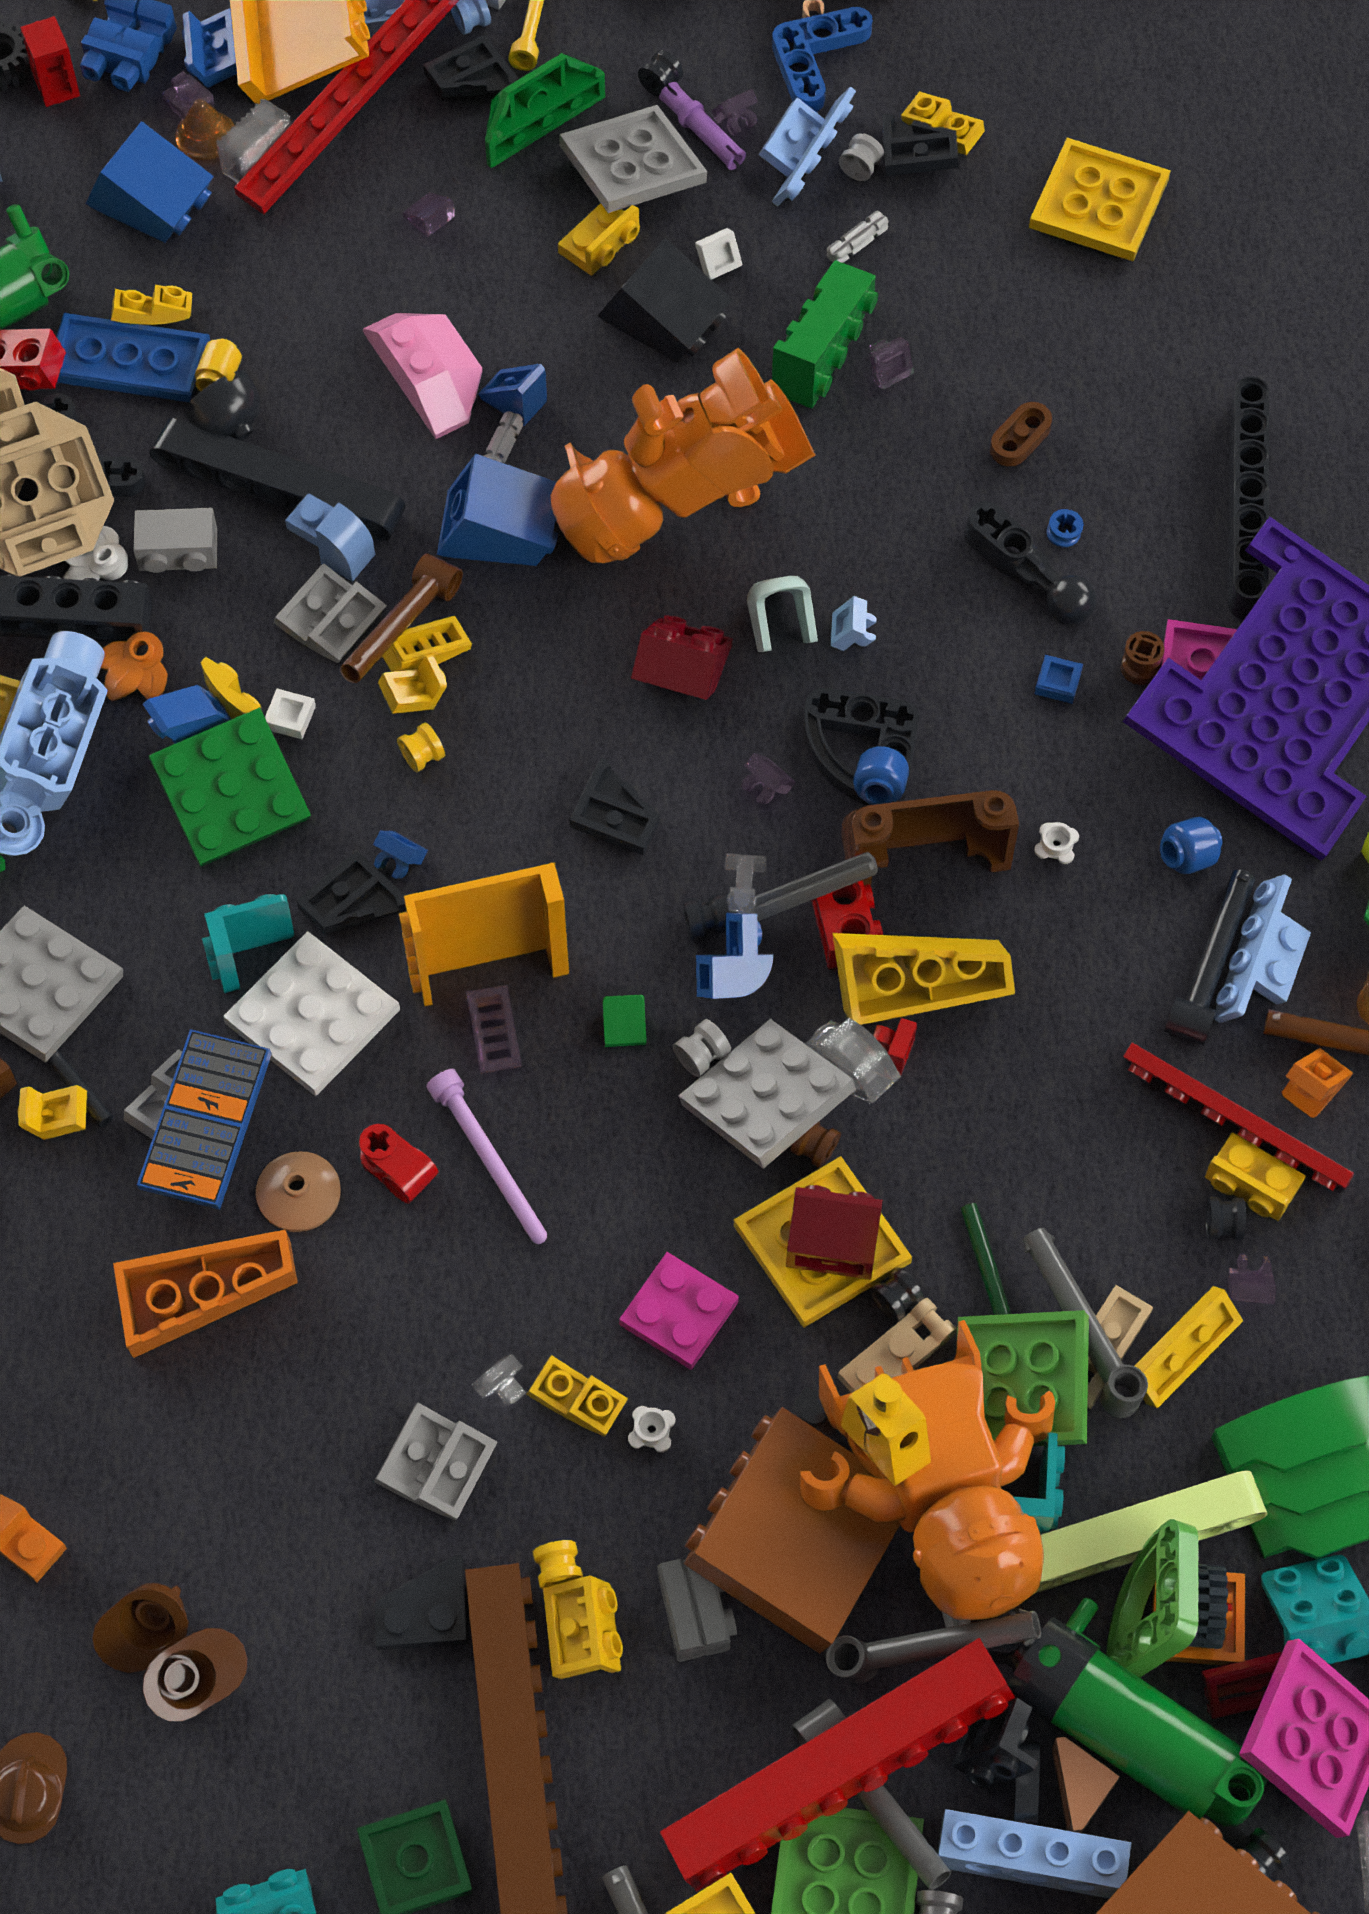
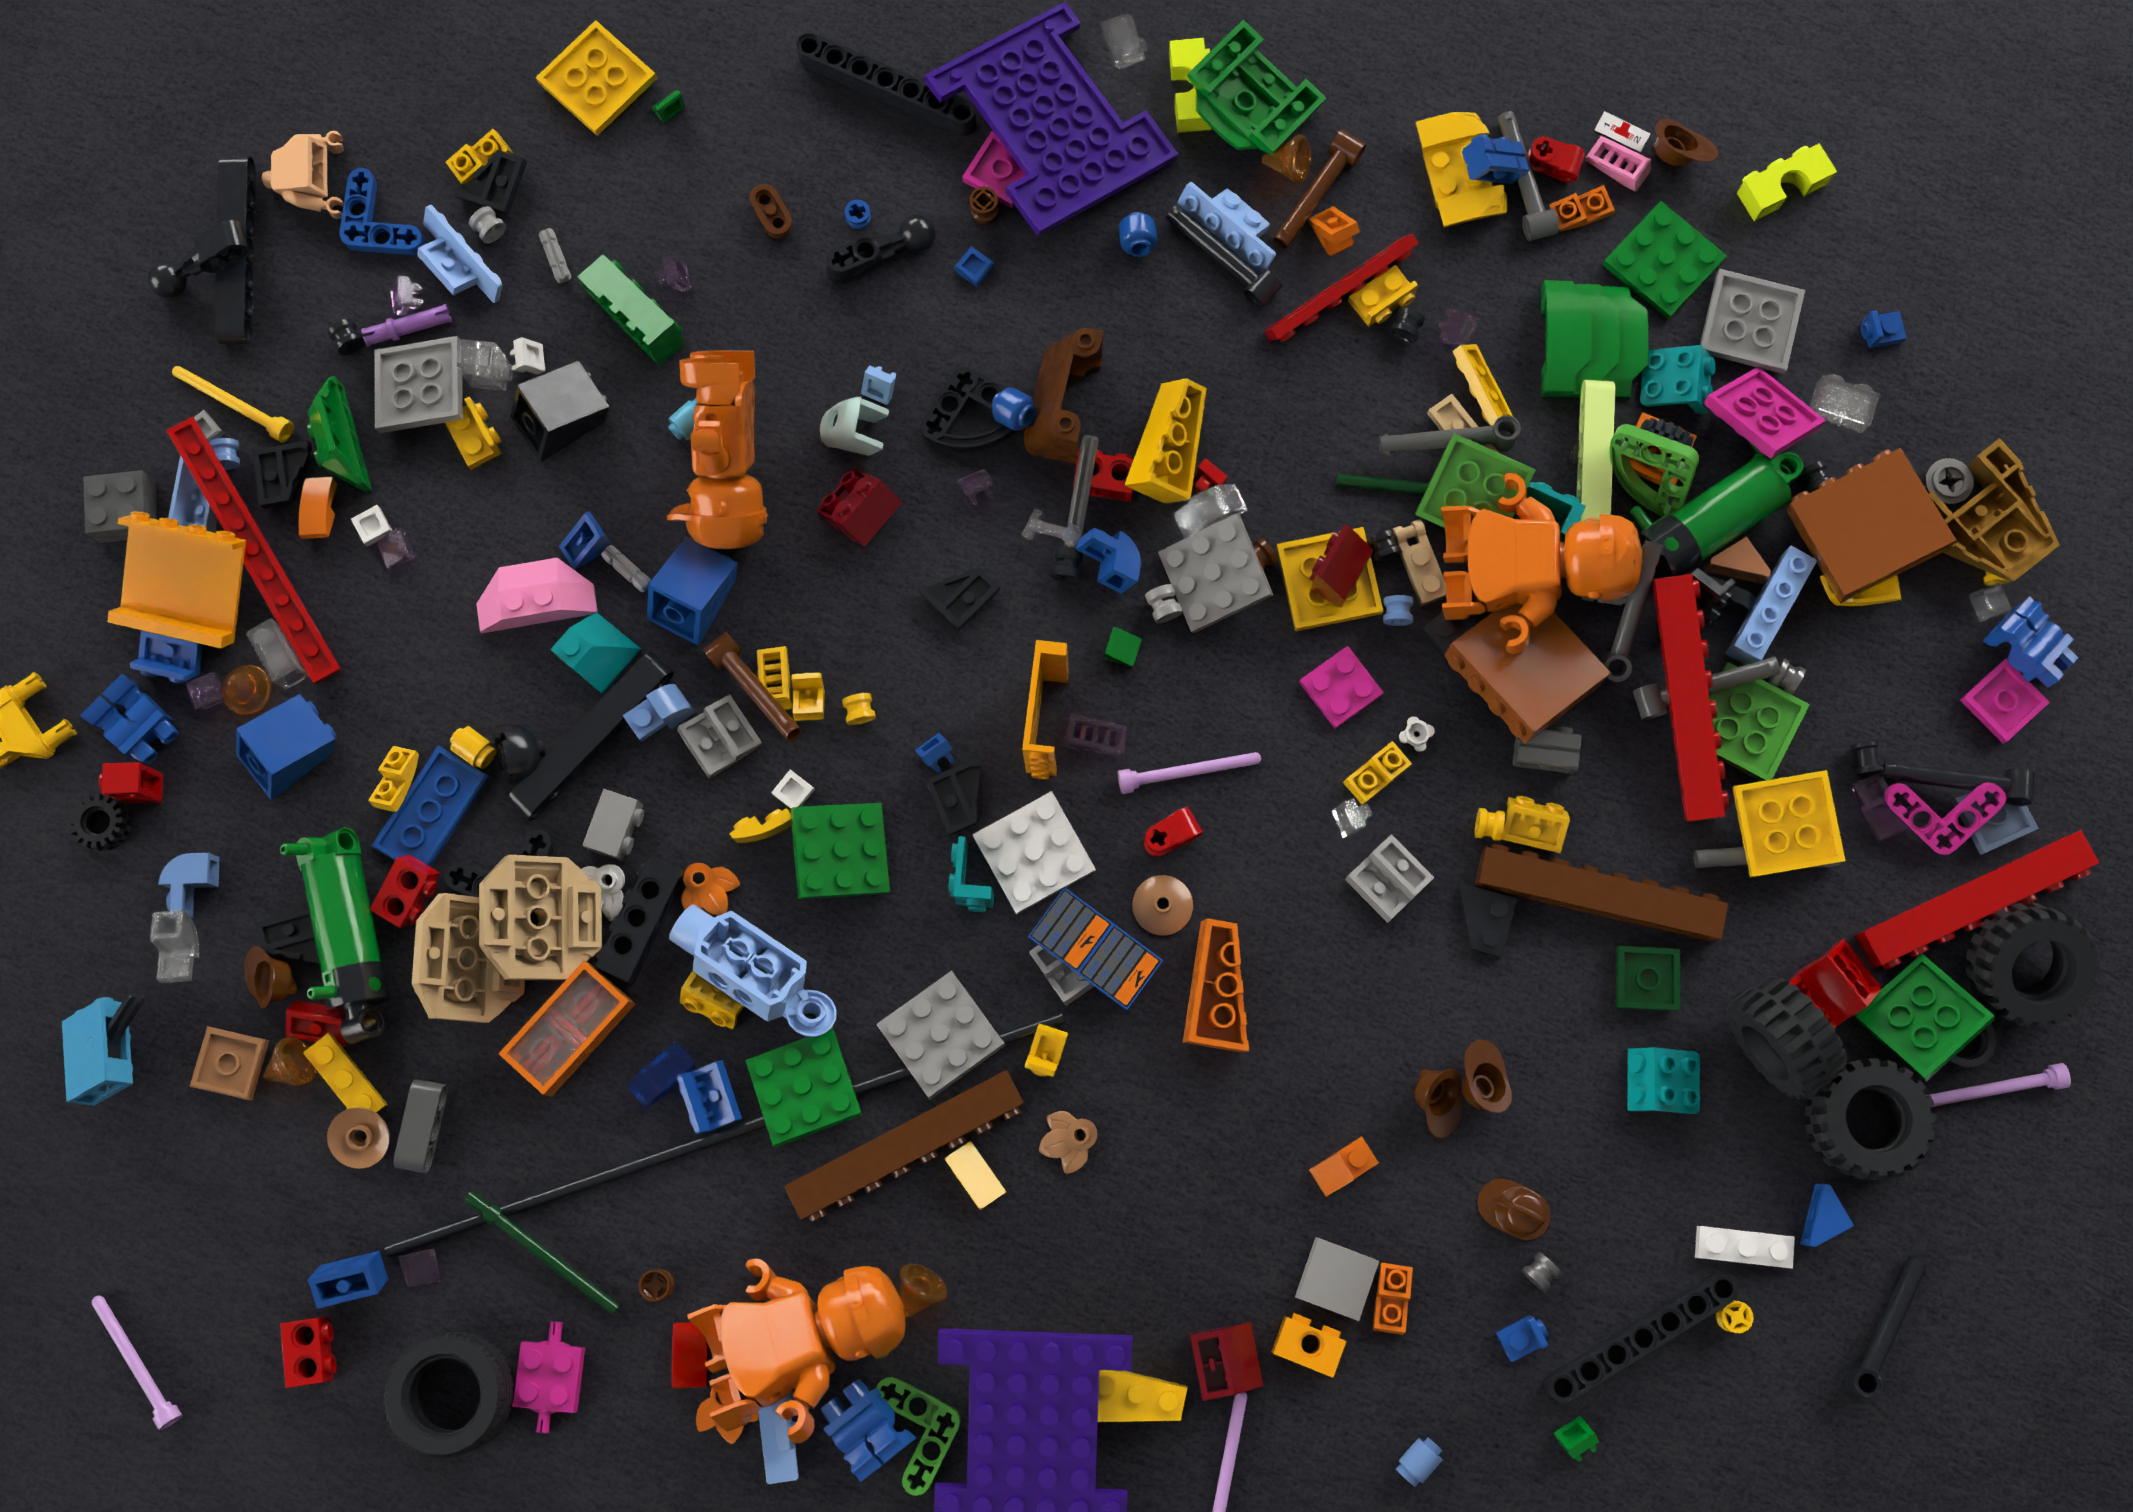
camera: 65 degrees left, 15 degrees up
(185, 713) = (775, 860): blue slope -> none
(384, 446) = (596, 651): none -> teal slope
(436, 119) = (315, 507): none -> orange slope
(445, 177) = (371, 525): none -> white plate
(682, 206) = (484, 365): none -> clear brick
(814, 1342) = (1398, 610): none -> medium blue wheel
(883, 1421) = (1514, 578): yellow torso -> none
(1057, 832) = (1098, 310): white plate -> none
(1103, 284) = (669, 106): none -> green slope
(1236, 1678) = (1709, 439): dark red tile -> none

